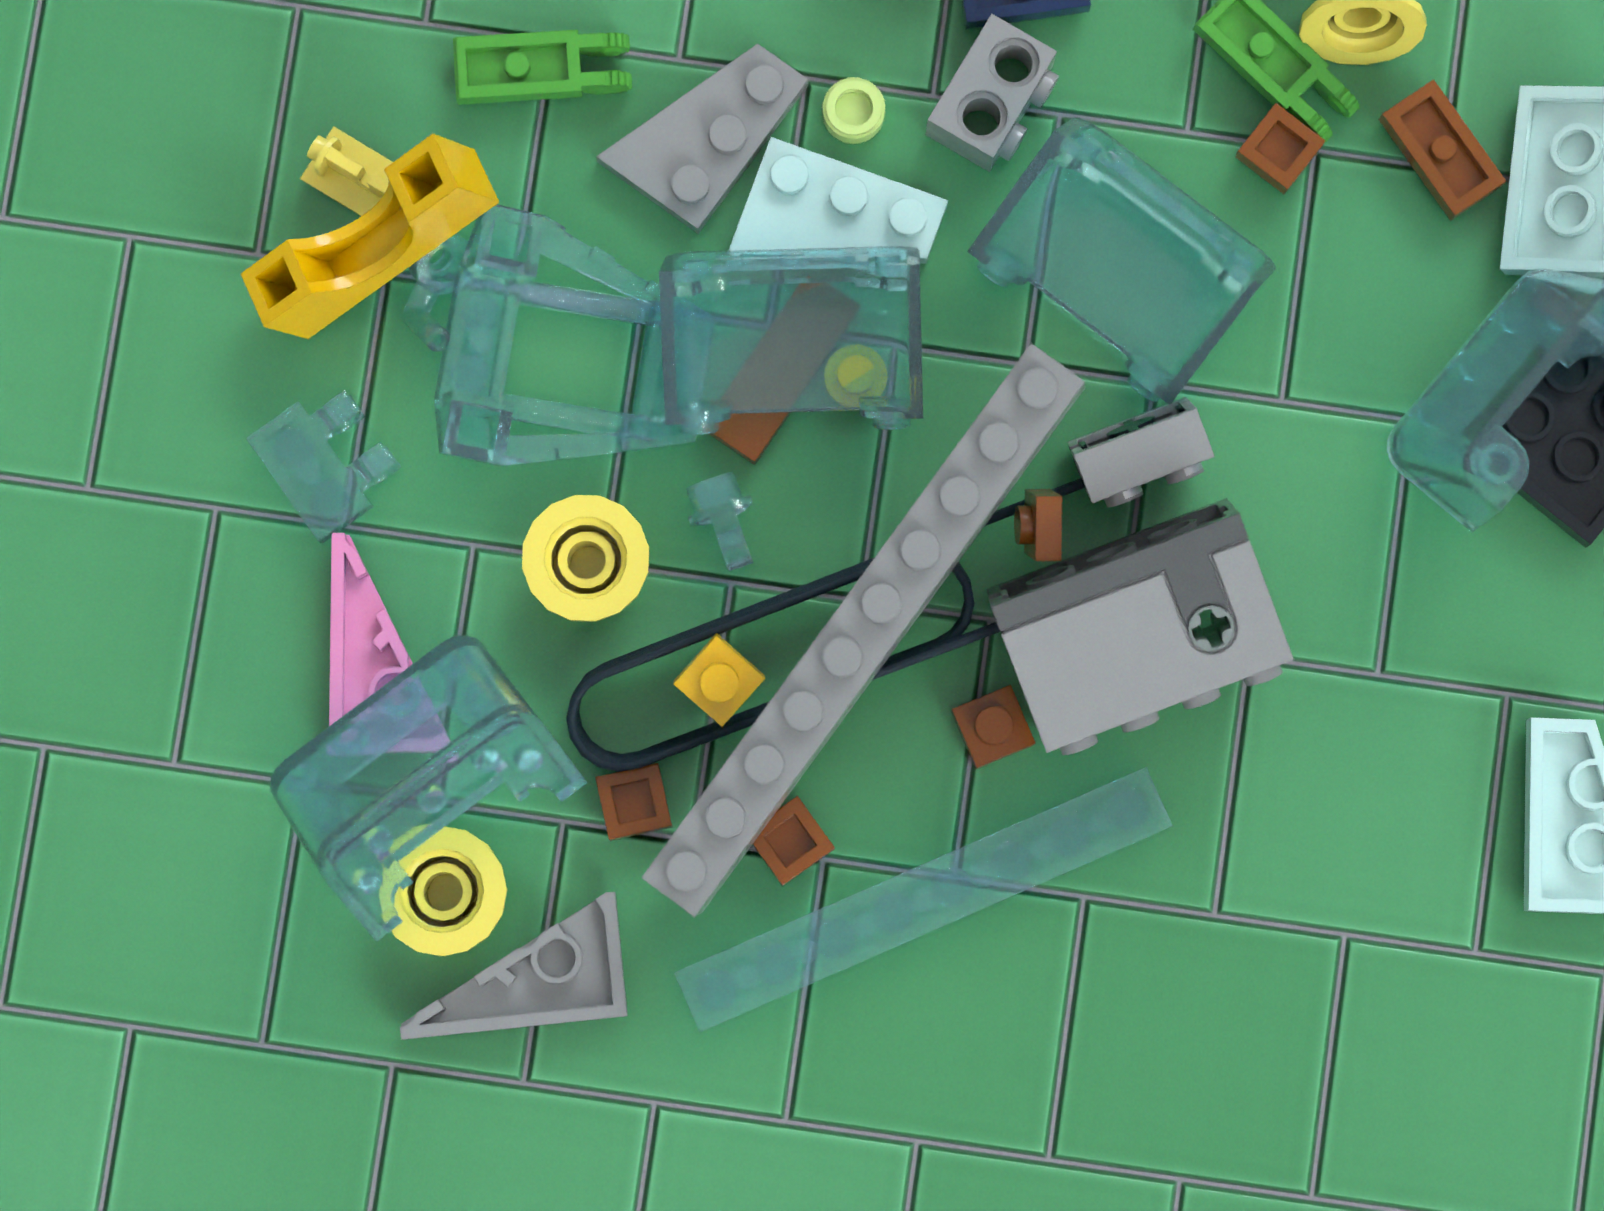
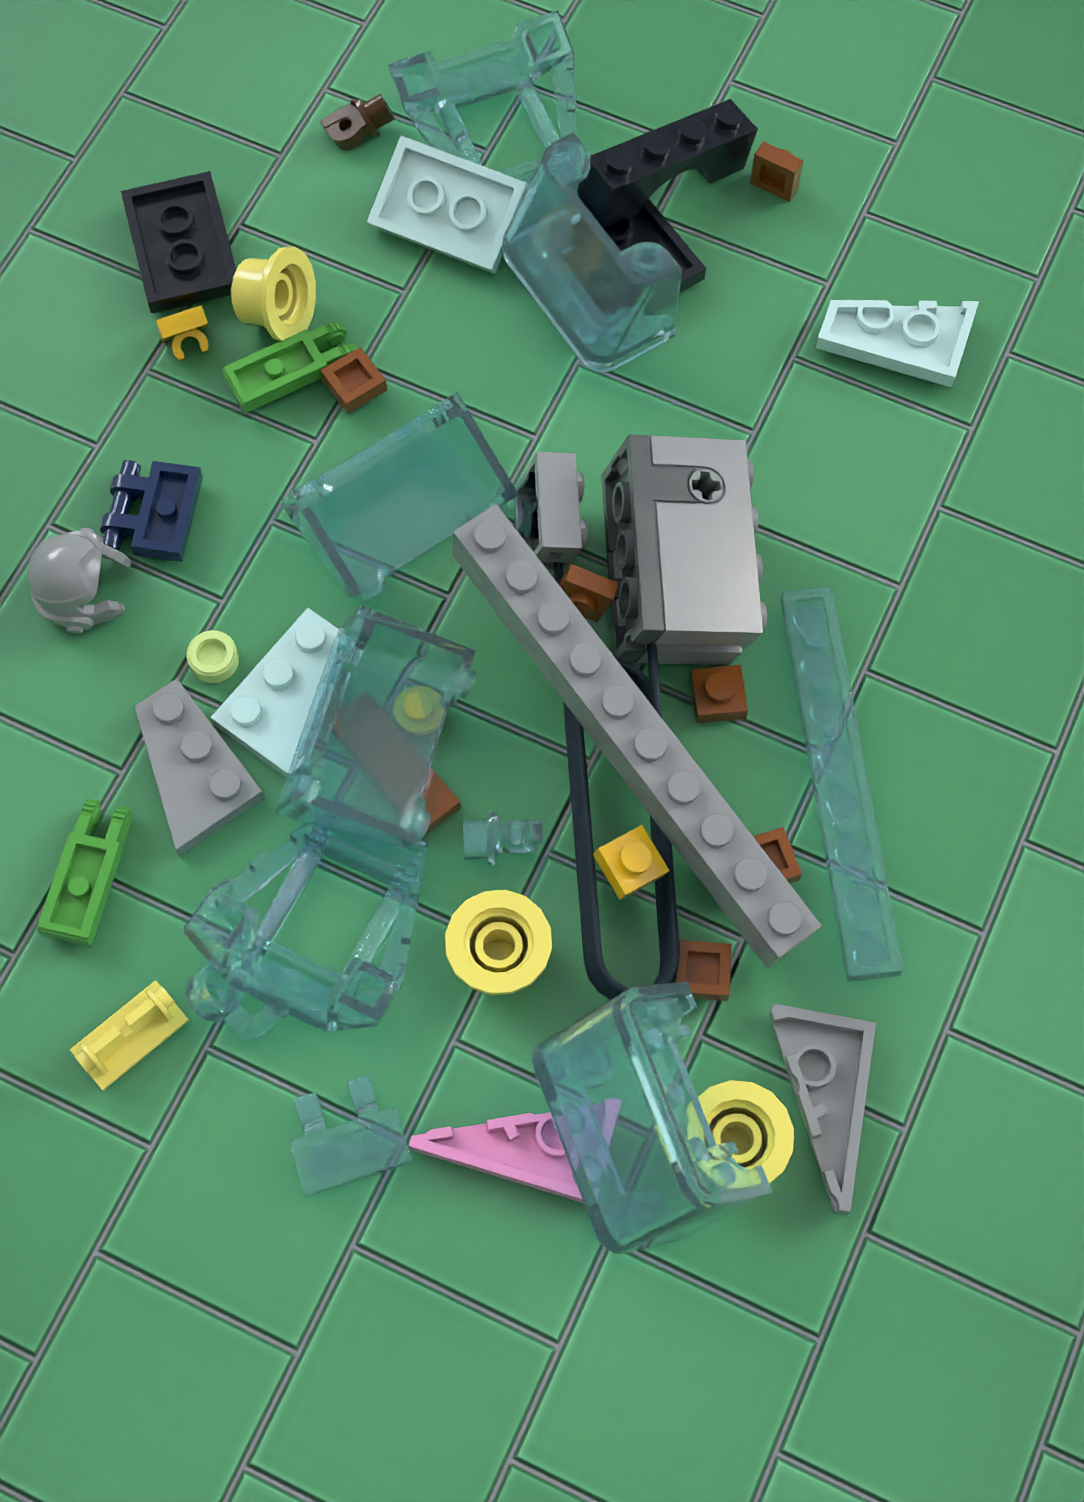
camera: 70 degrees left, 15 degrees down
(319, 278) = (168, 975): yellow arch -> none
(980, 88) = (232, 557): light grey brick -> none
(1442, 150) = (393, 281): dark orange plate -> none

